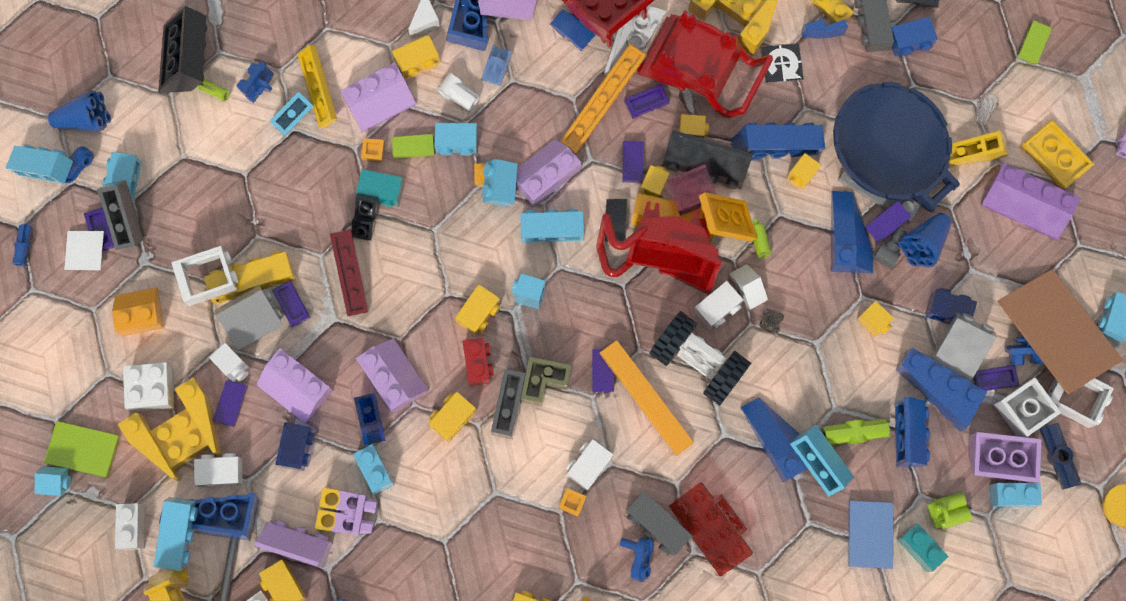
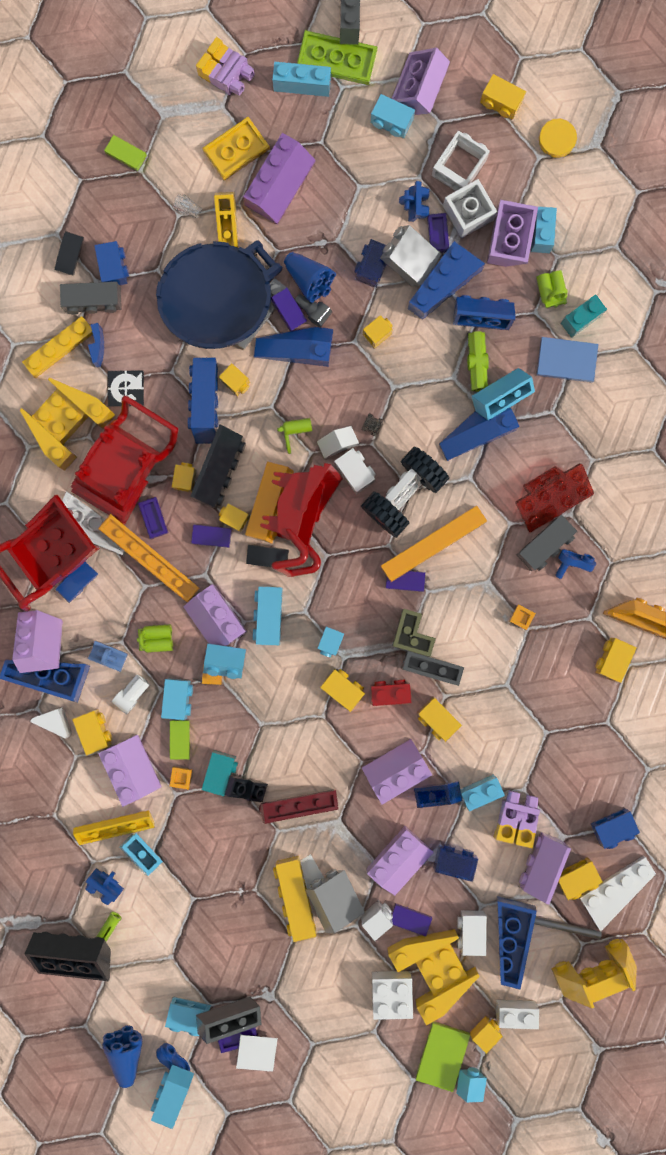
camera: 80 degrees left, 10 degrees up
(22, 245) = (247, 1111): blue axle -> none
(107, 494) = (486, 1034): none -> yellow brick
(137, 312) = (319, 1004): light orange slope -> none
(175, 534) = (533, 975): medium azure brick -> none
(180, 267) = (299, 961): white window -> none
(291, 303) = (321, 860): dark purple tile -> none
(518, 112) = (155, 638): none -> lime piece
(589, 464) = (490, 599): white brick -> none
(688, 187) = (248, 483): clear pink plate -> none
(727, 217) = (279, 453): light orange plate -> none
(1060, 331) = (402, 169): nougat piece -> none
(1065, 469) = (523, 184): dark blue piece -> none

